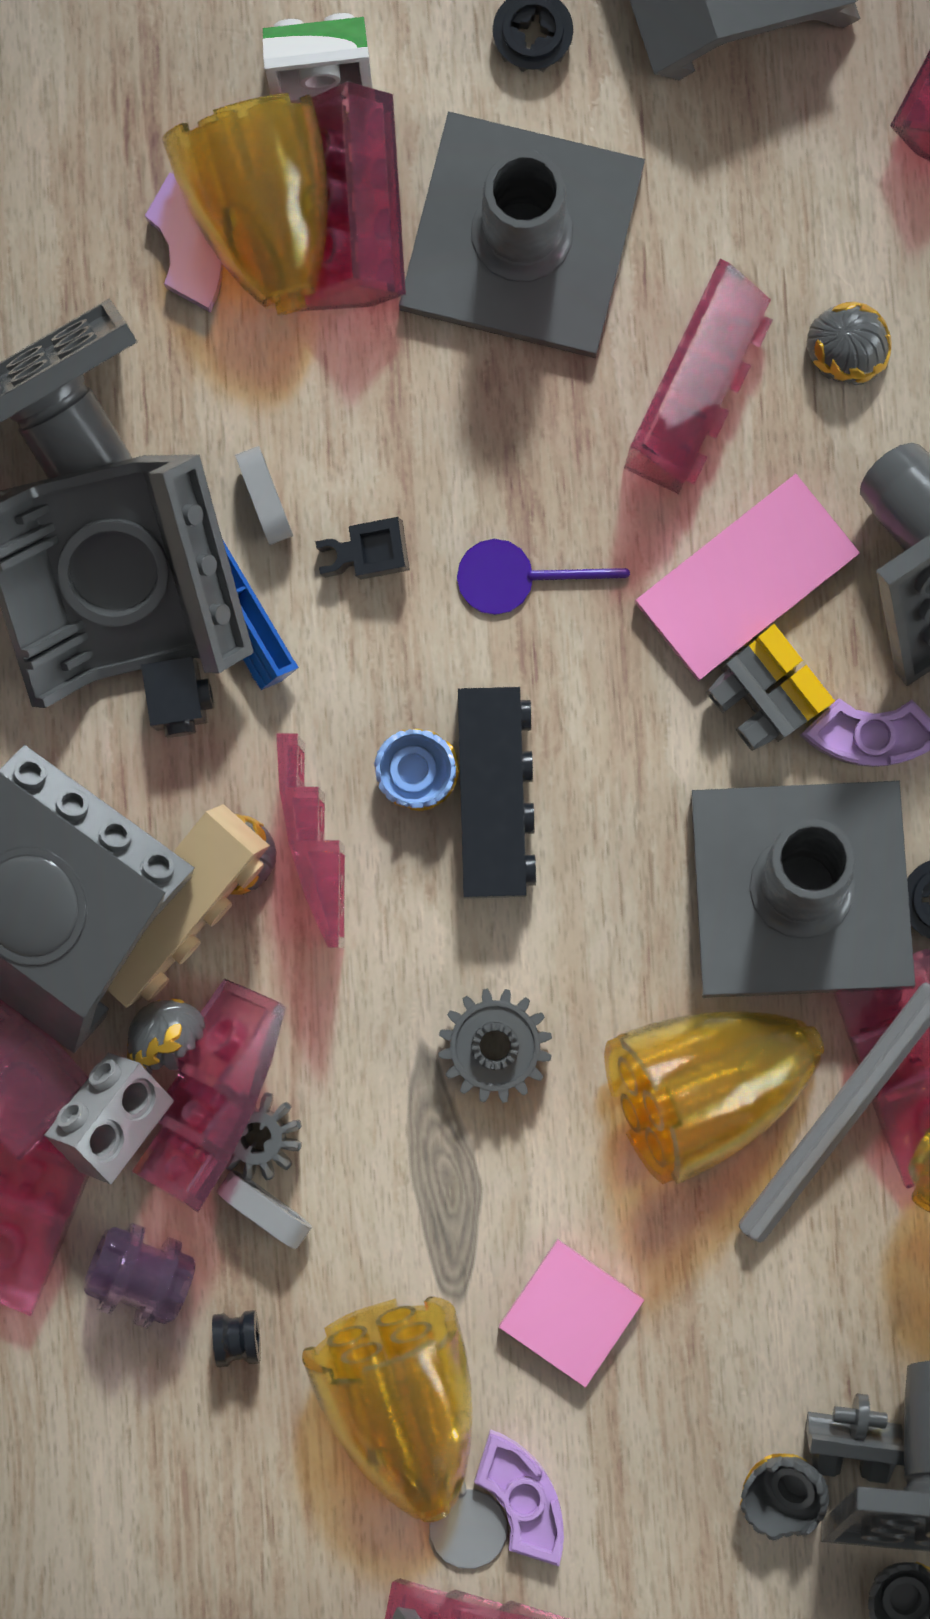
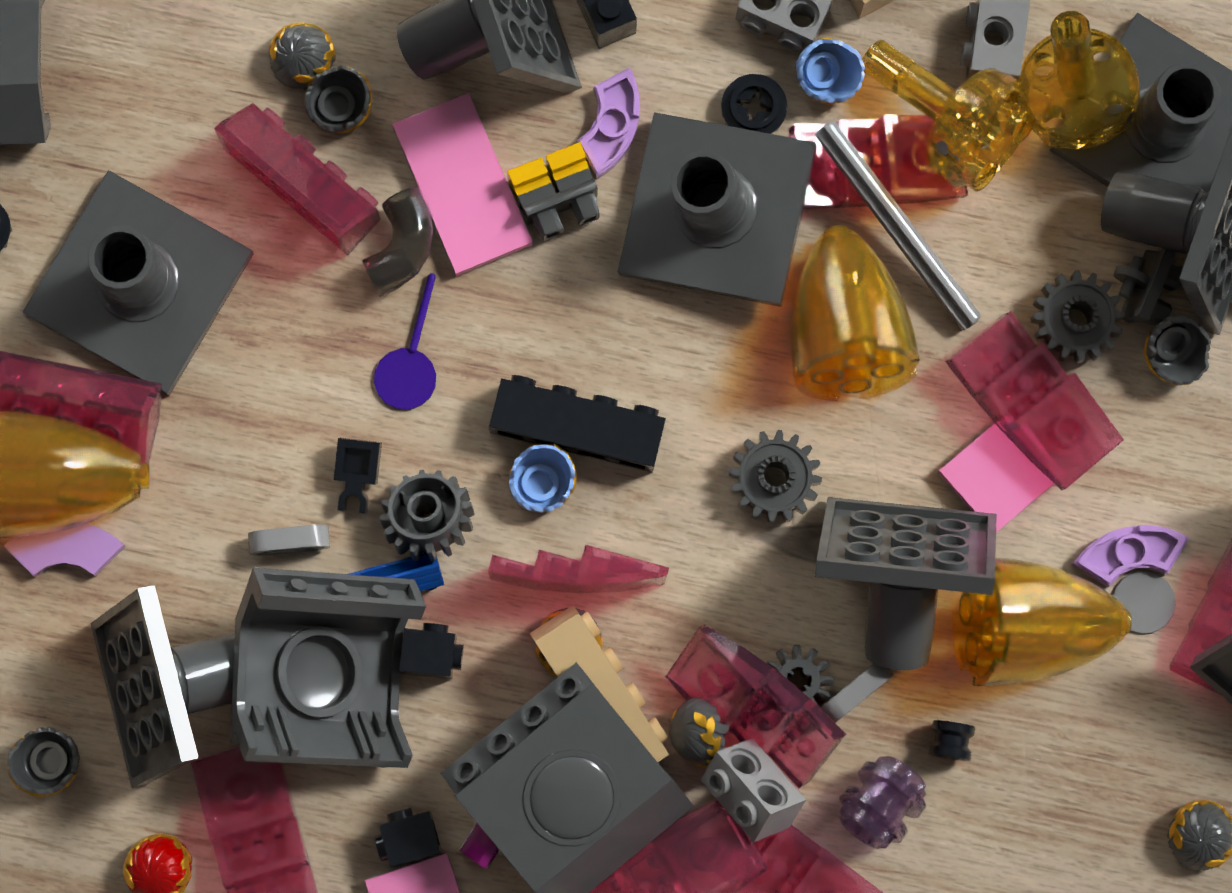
camera: 85 degrees left, 5 degrees down
(320, 666) = (434, 533): none -> dark grey gear
(425, 1231) = (905, 559): none -> dark grey piece
(653, 534) = (409, 243): none -> clear smoke cylinder
(673, 1336) = (1035, 401): none -> clear pink slope
(806, 401) = (339, 99): none -> dark grey hair
(808, 1385) = (1092, 301): none -> dark grey gear

